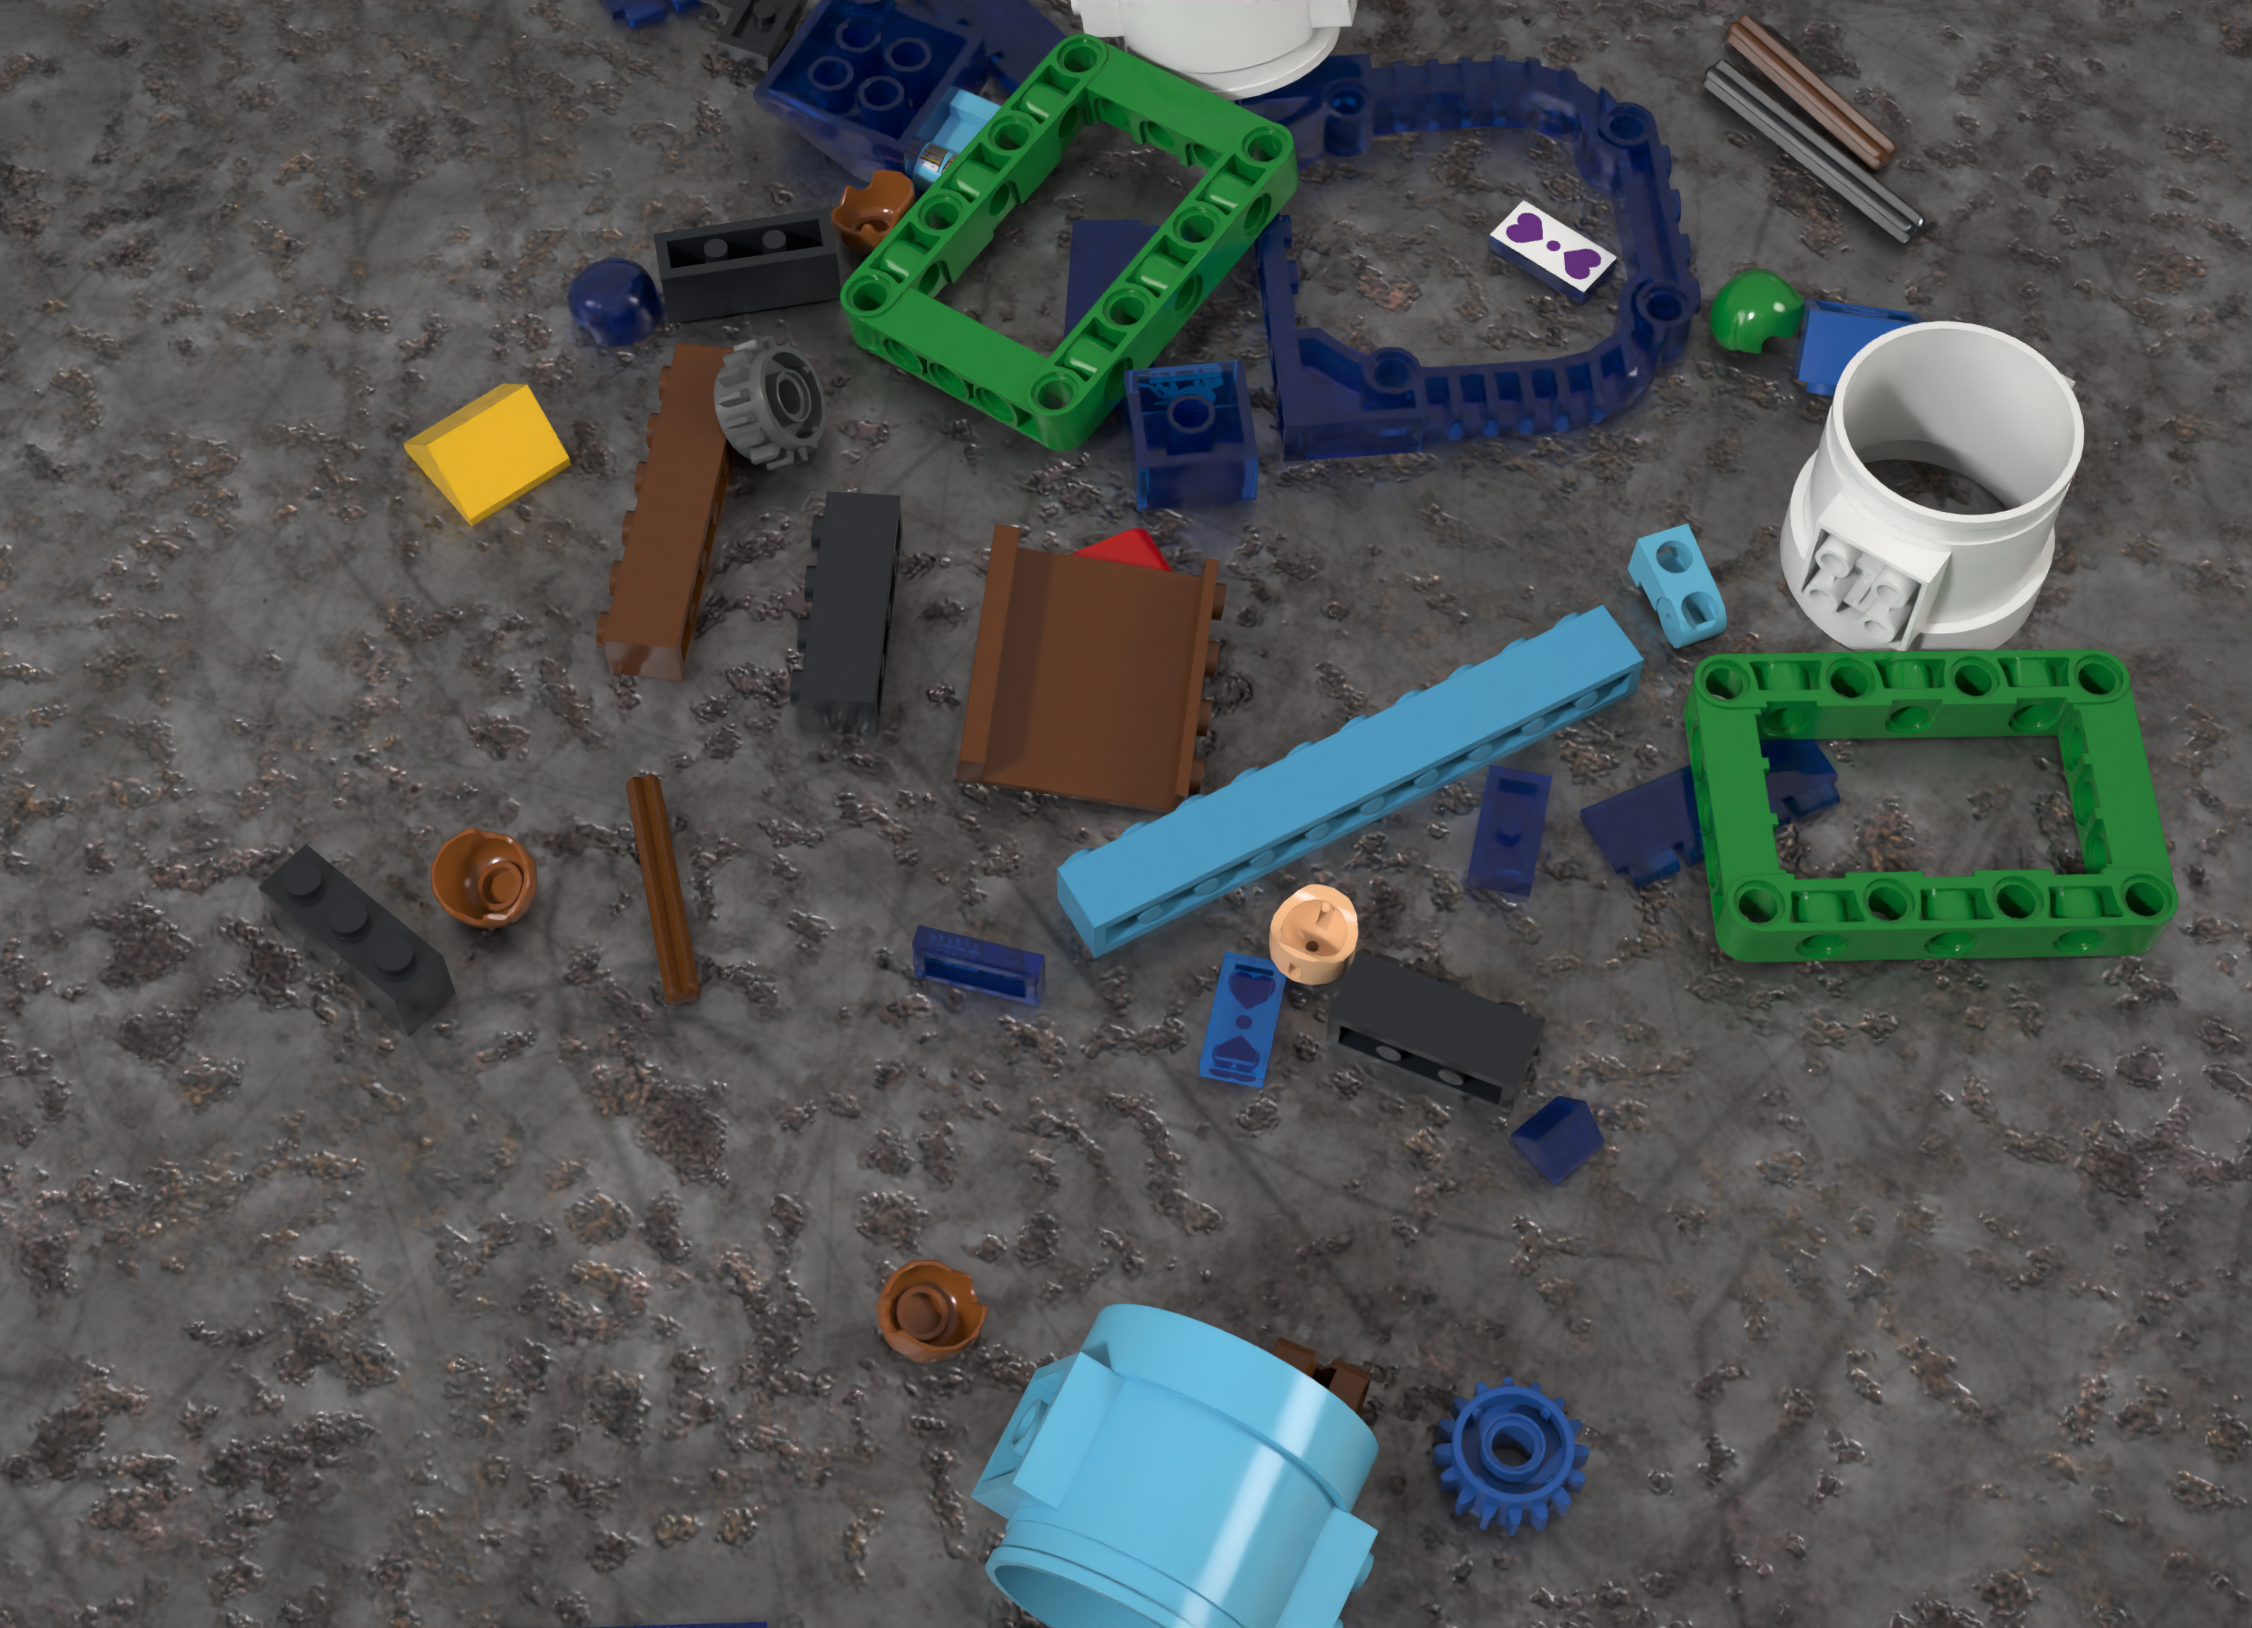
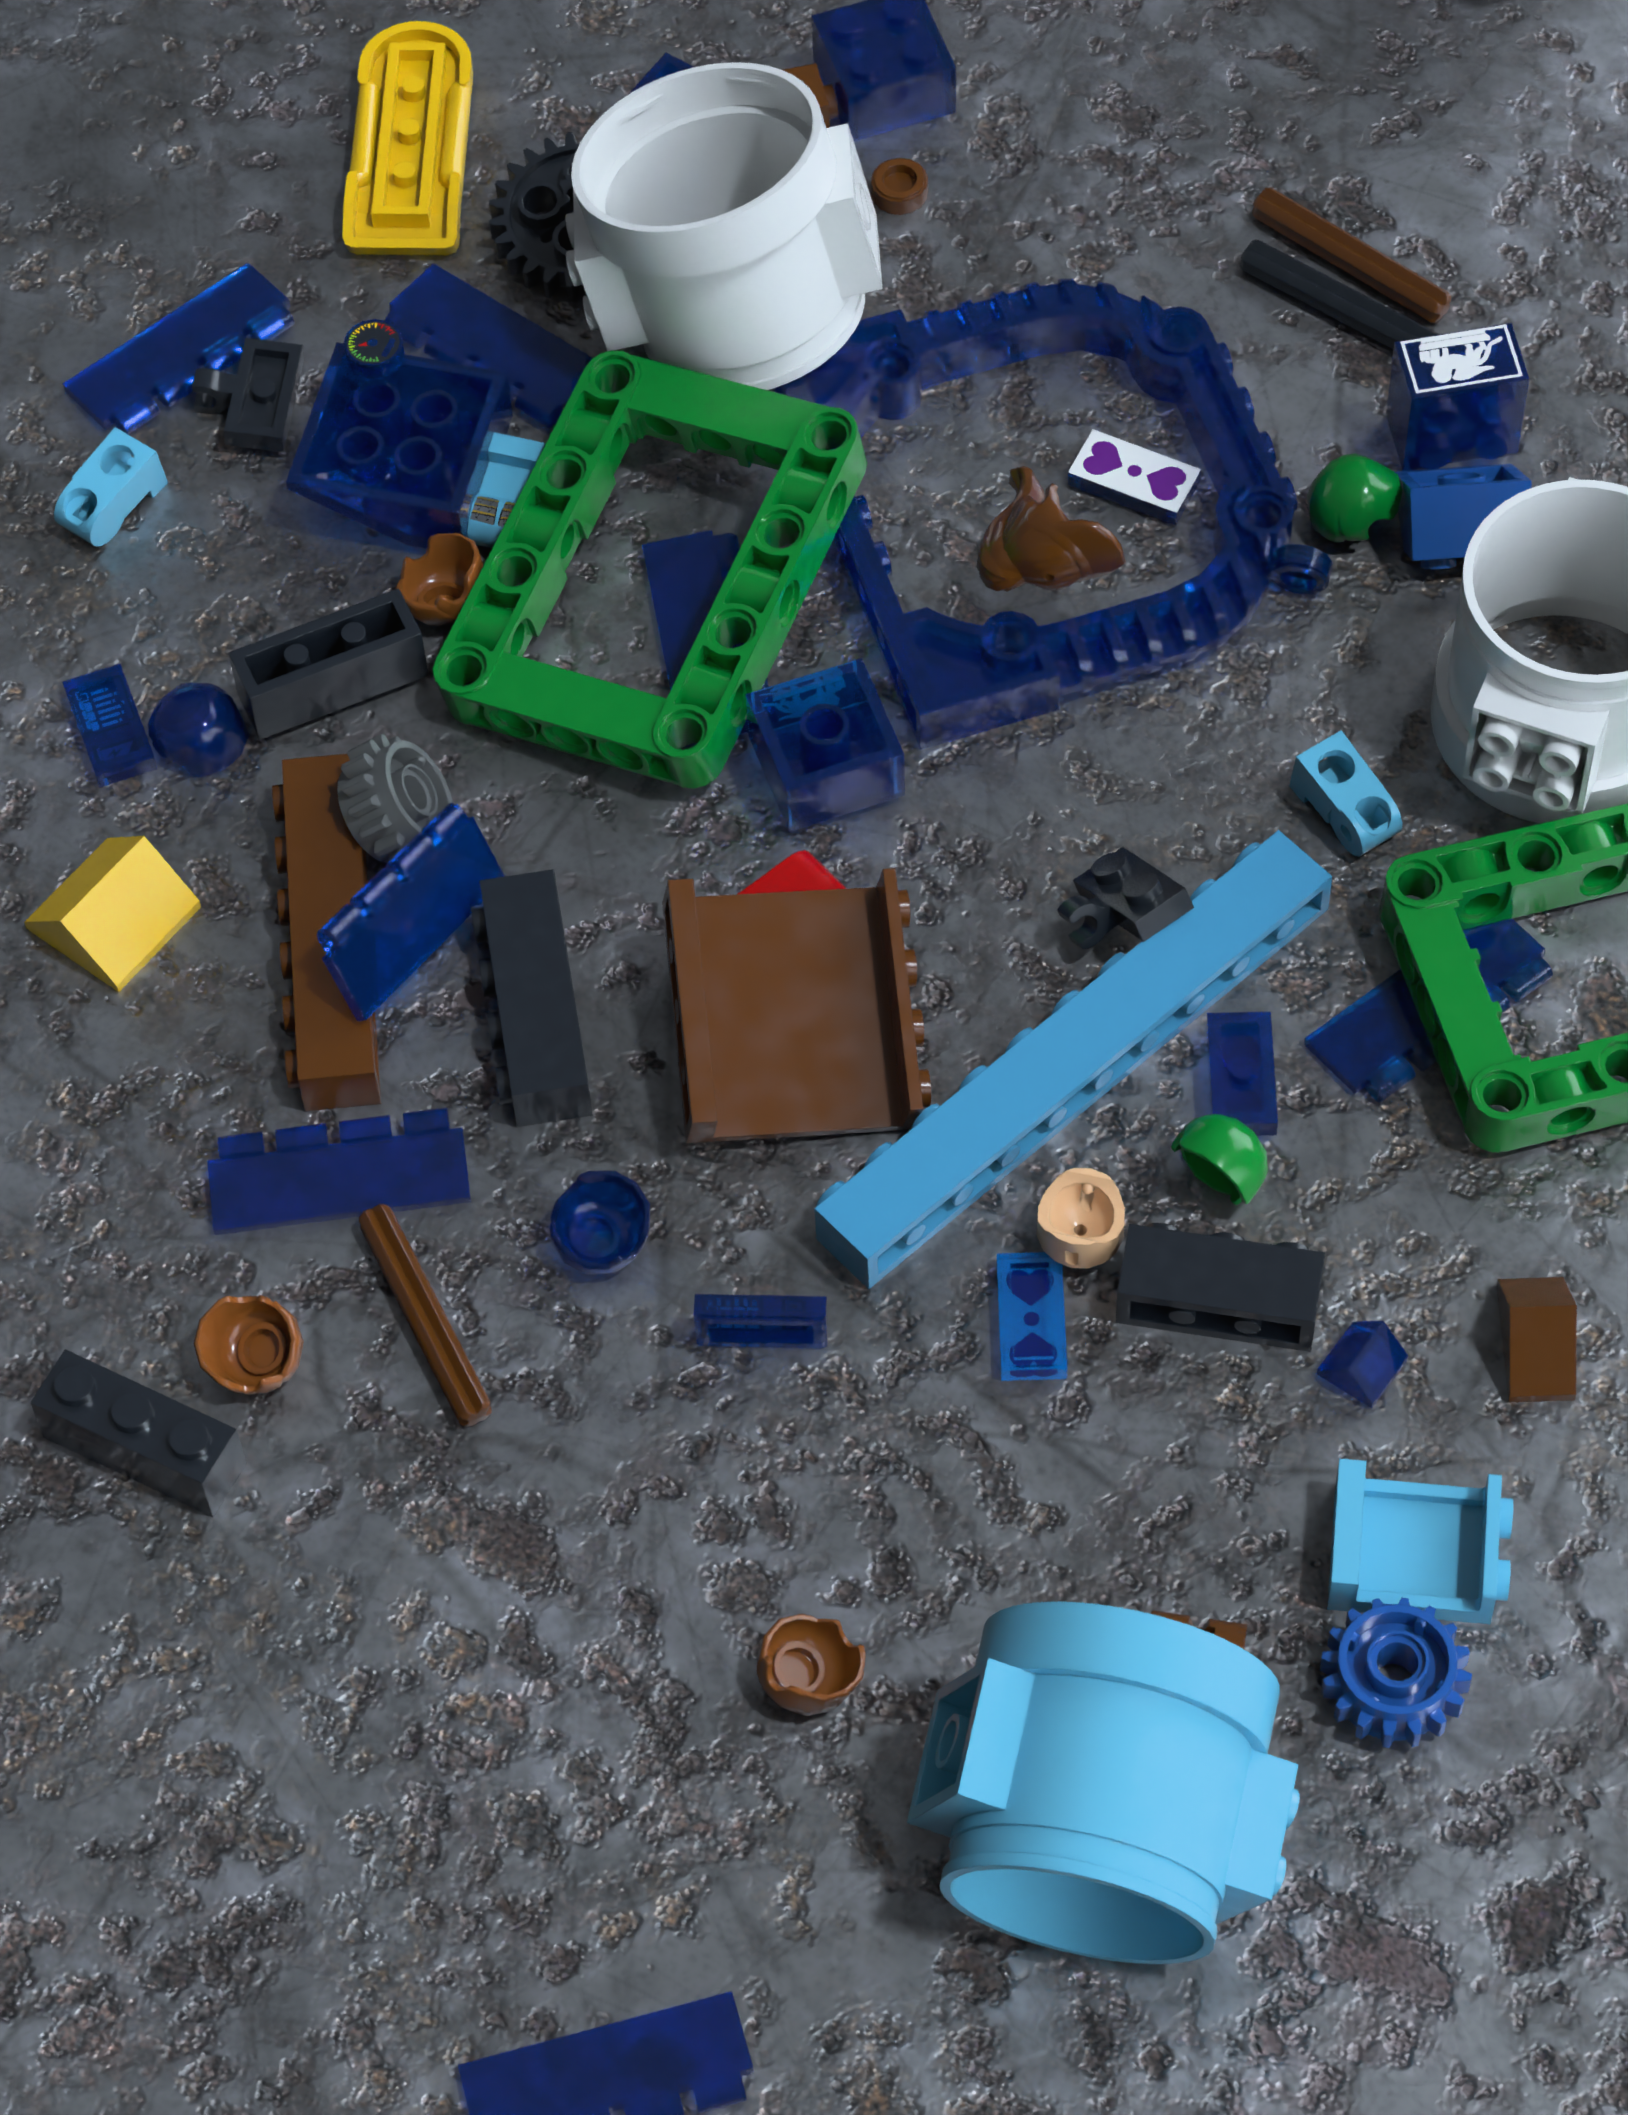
camera: 10 degrees left, 0 degrees up
(536, 283) = (110, 725): none -> clear blue tile
(598, 70) = (109, 488): none -> medium azure leg
(611, 743) = (327, 1181): none -> clear blue windscreen
(748, 503) = (407, 910): none -> clear blue windscreen
(850, 837) = (600, 1222): none -> clear blue hair
(1436, 632) = (1123, 893): none -> black plate
(1442, 290) = (1040, 545): none -> reddish brown piece
(1470, 904) = (1224, 1155): none -> green hair
(1566, 1332) = (1418, 1545): none -> medium azure panel
(1689, 367) = (1301, 569): none -> clear blue tile
(1738, 1154) = (1538, 1338): none -> reddish brown slope
(1878, 237) = (1457, 397): none -> clear blue brick

